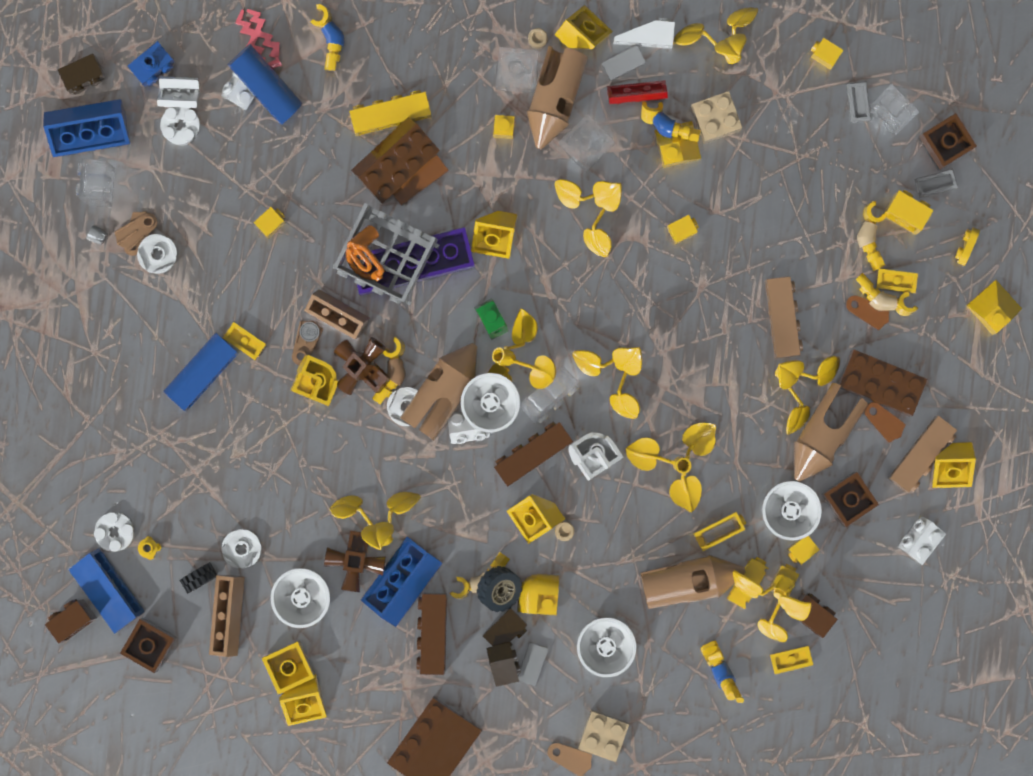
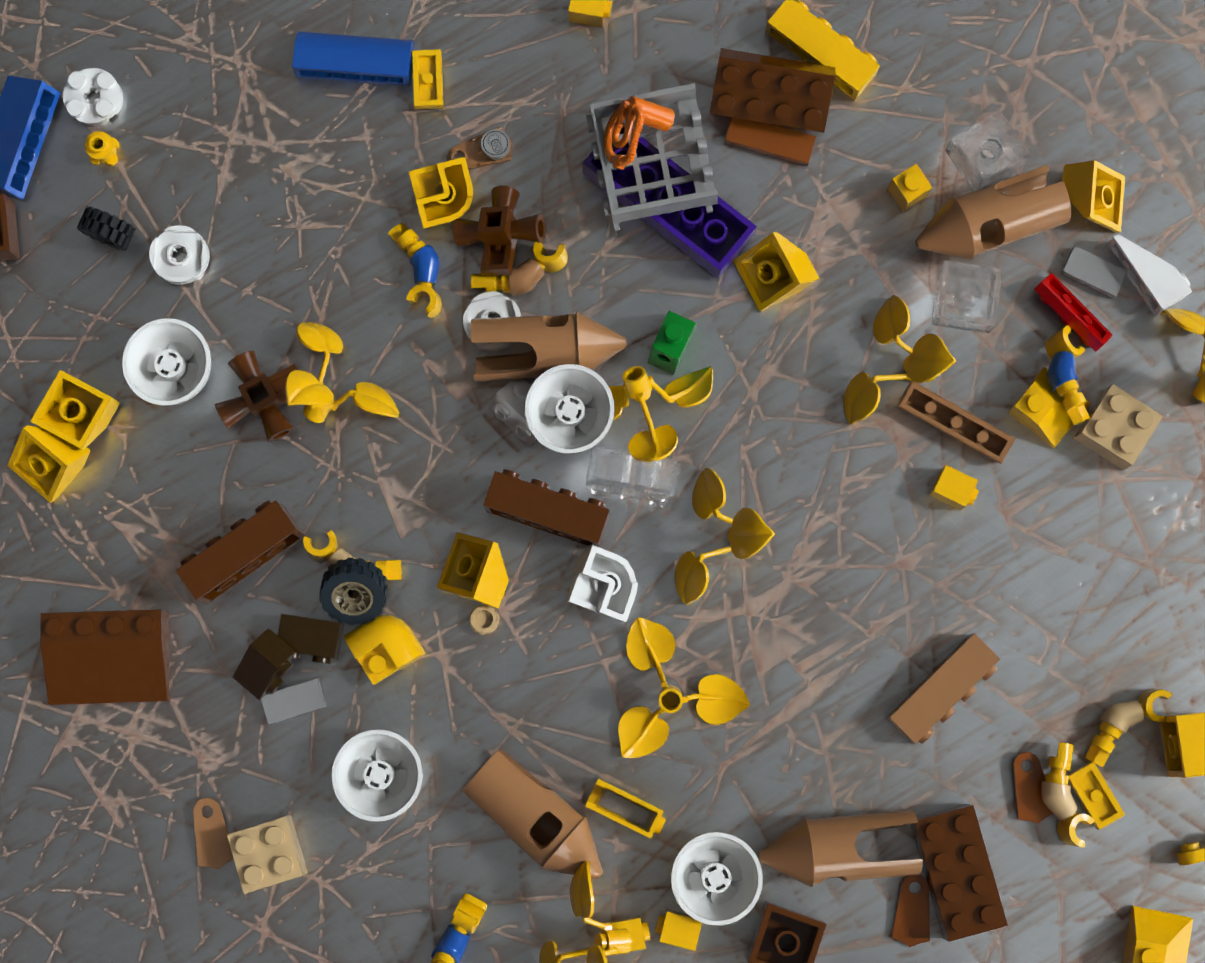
camera: 50 degrees right, 5 degrees down
(226, 615) = (84, 294): medium nougat brick -> none
(337, 314) = (539, 158): medium nougat brick -> none
(347, 419) = (425, 267): none -> piece
(402, 581) = (277, 470): blue slope -> none
(537, 38) = (1043, 151): tan tile -> none
(649, 201) = (956, 422): none -> medium nougat brick
(754, 571) = (606, 891): yellow window -> none
(788, 375) = (879, 747): yellow plant -> none

